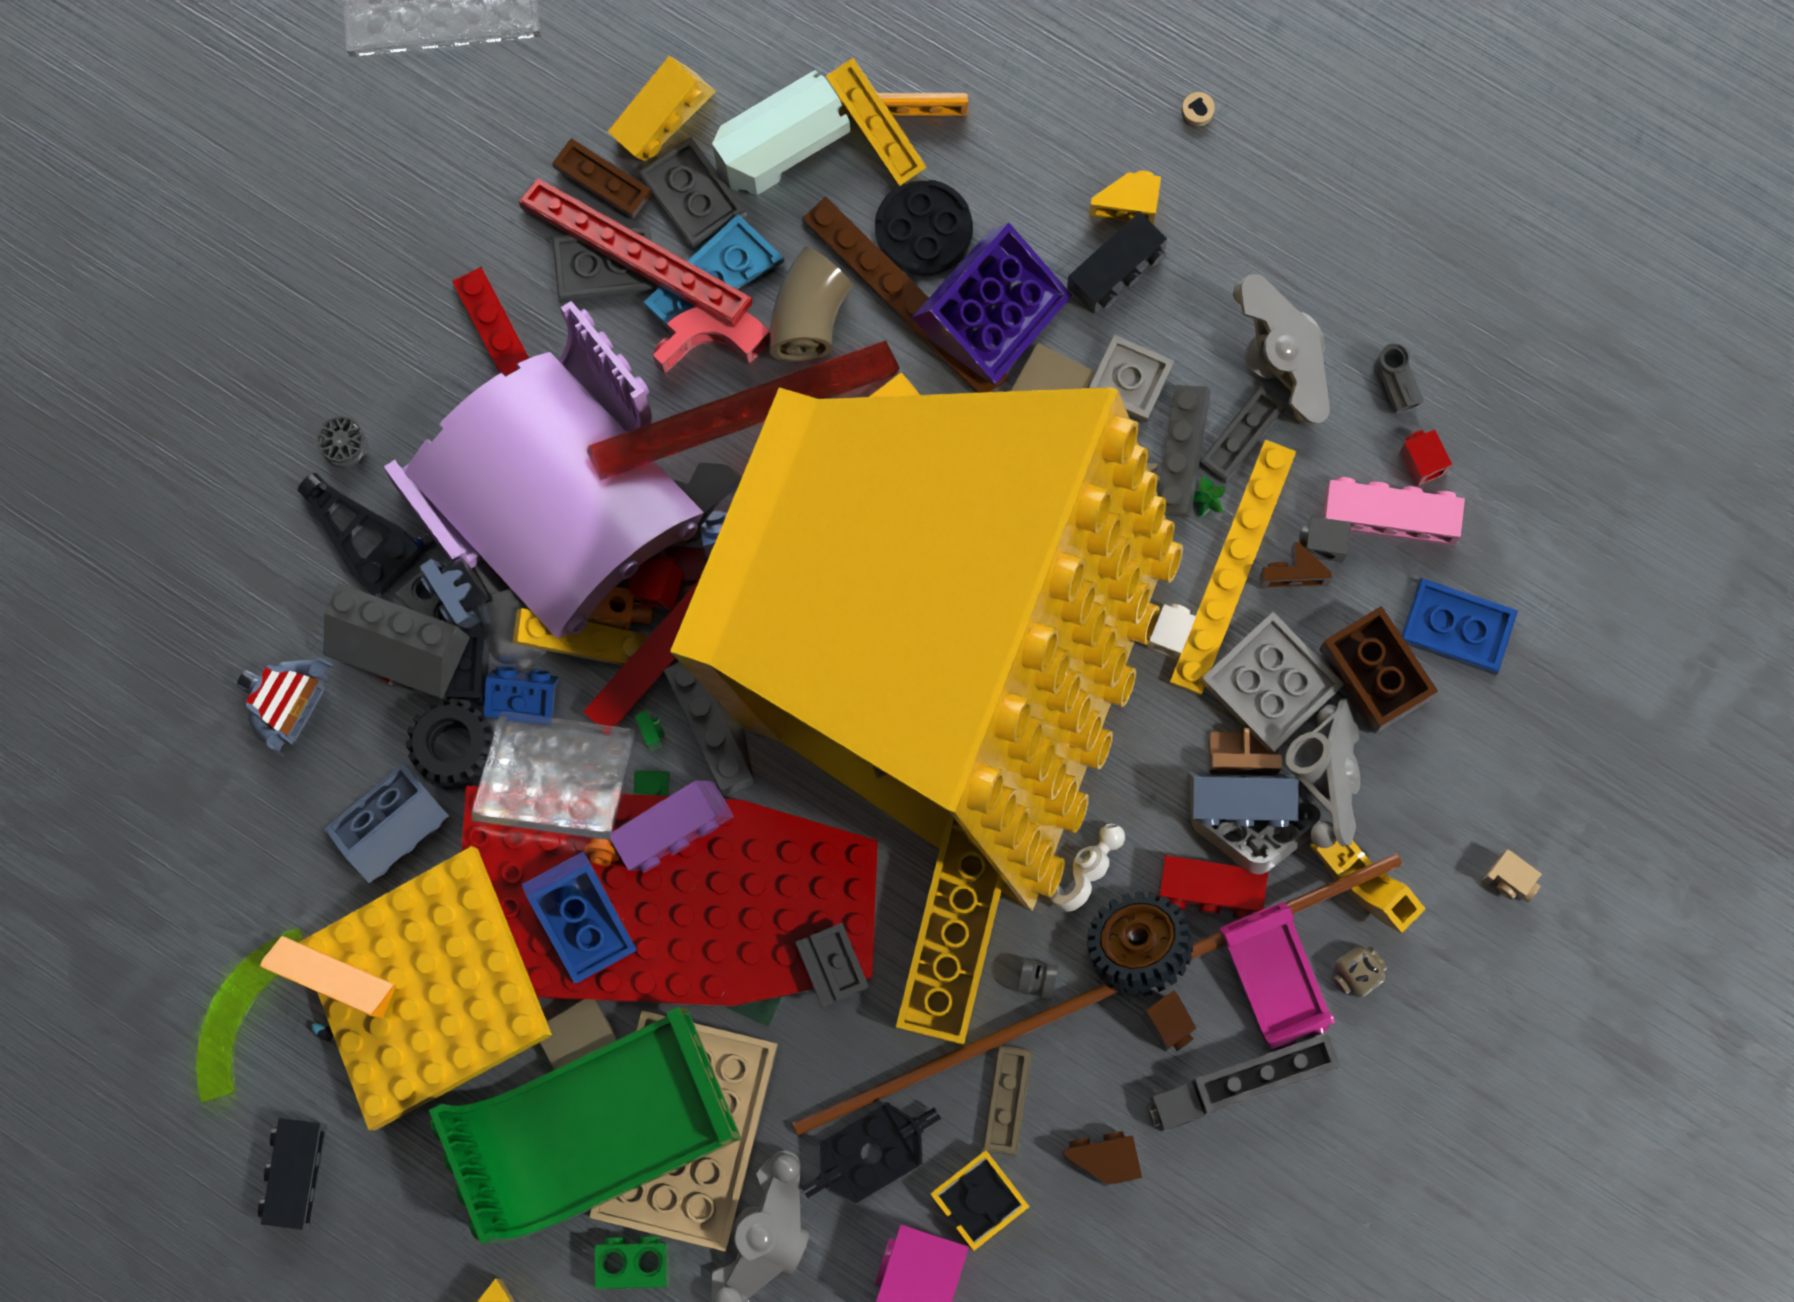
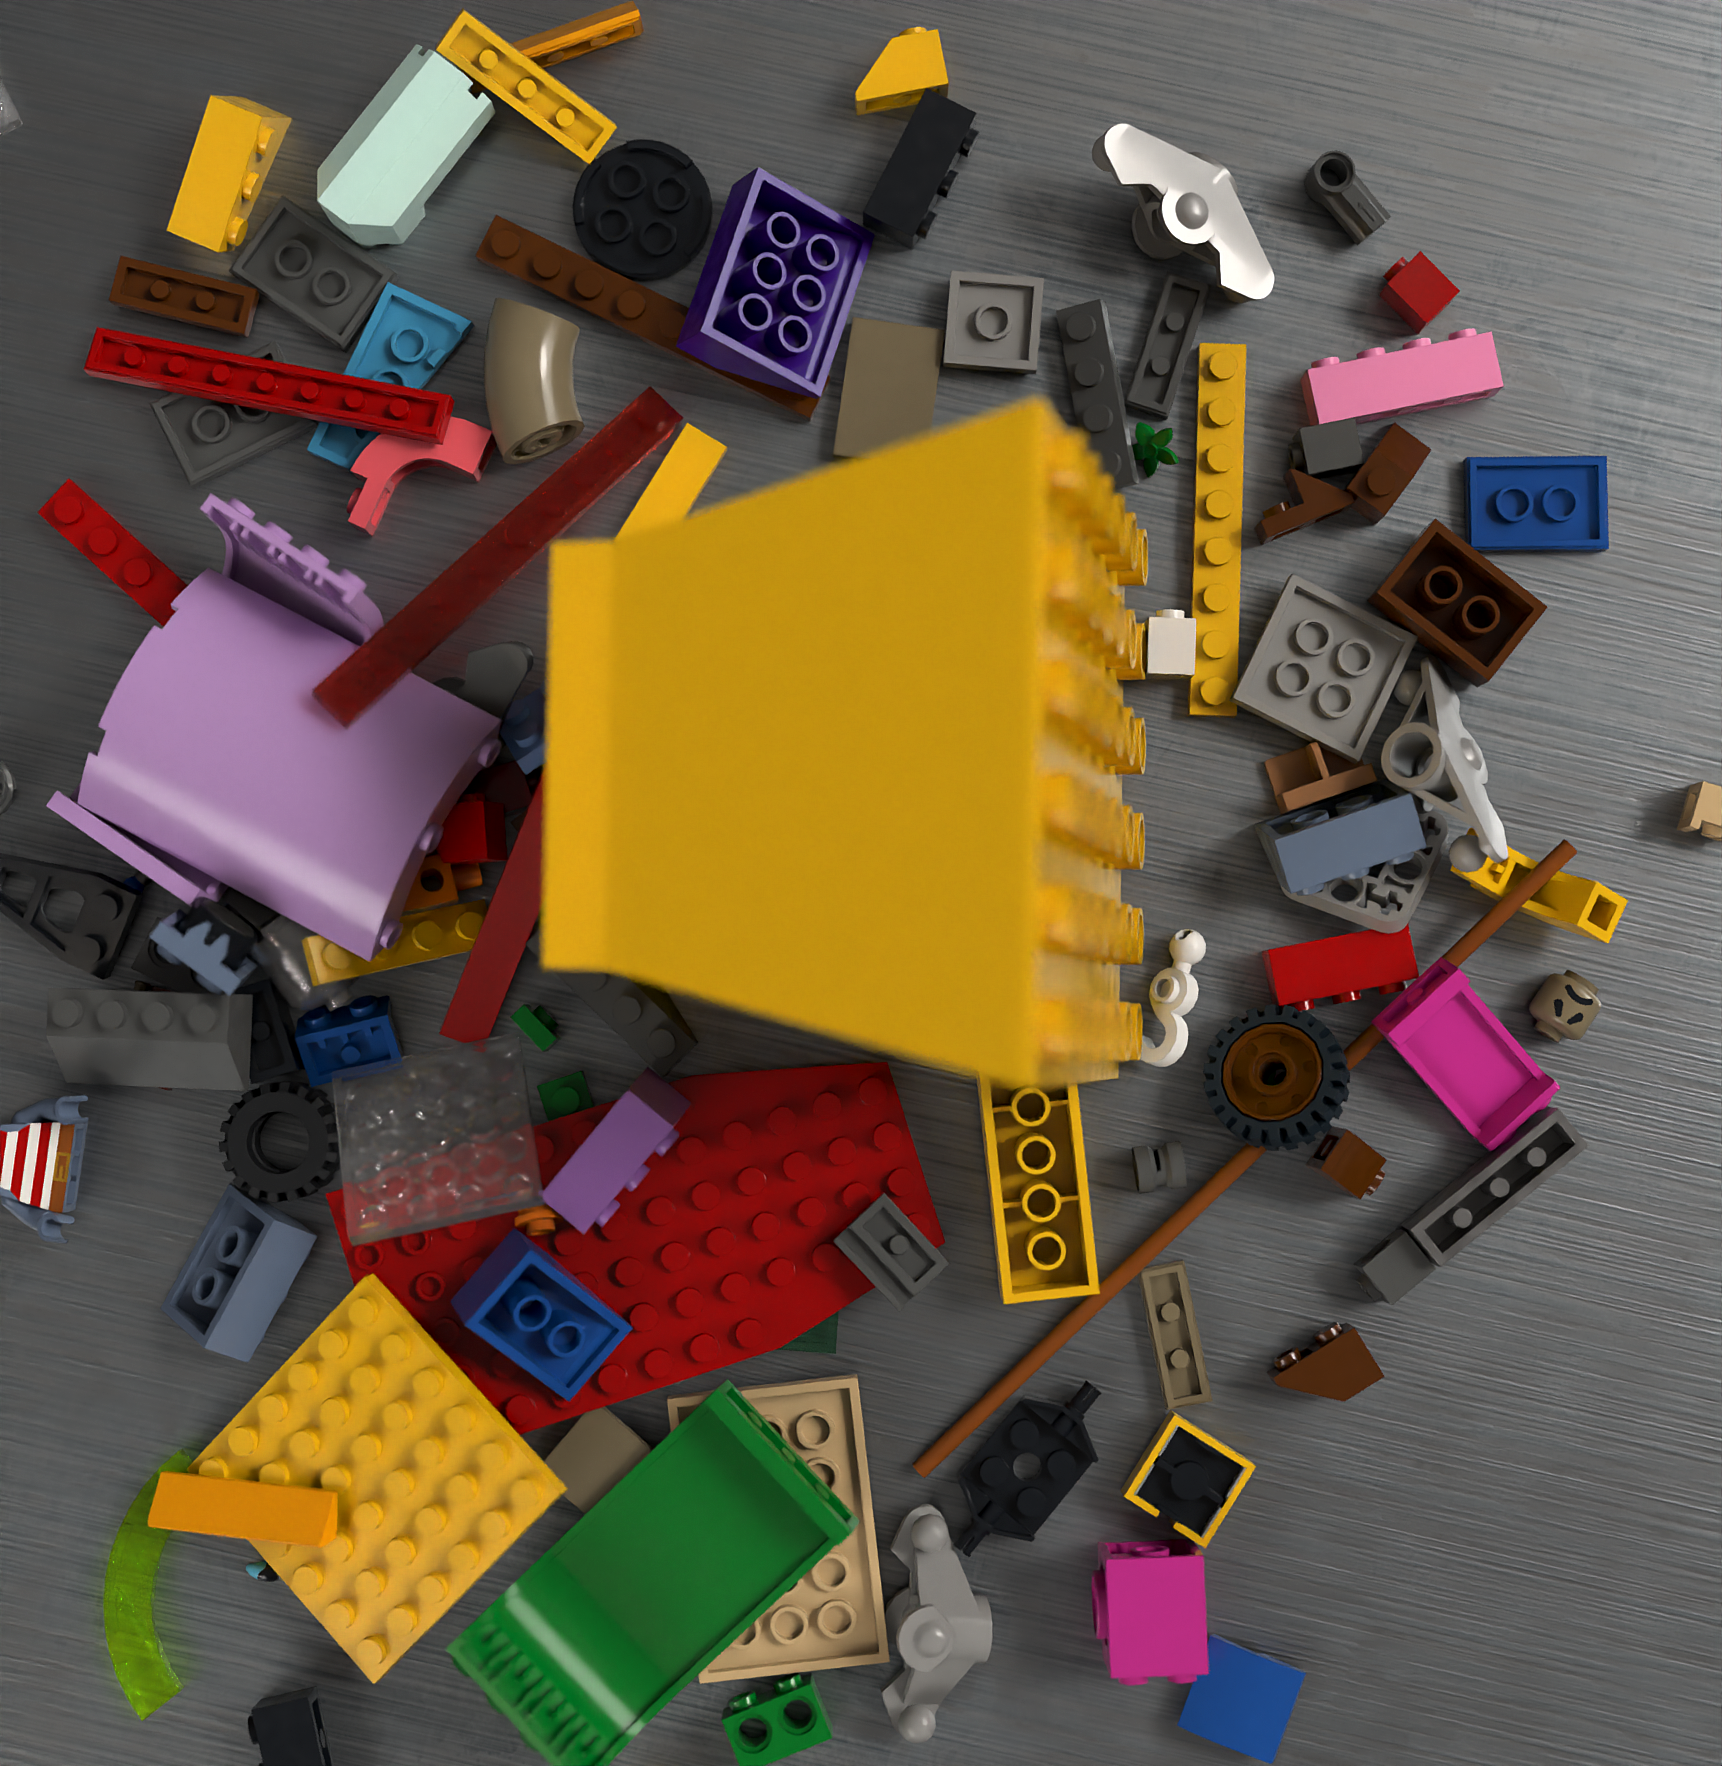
camera: 25 degrees left, 10 degrees up
(1361, 568) = (1386, 473): none -> reddish brown slope

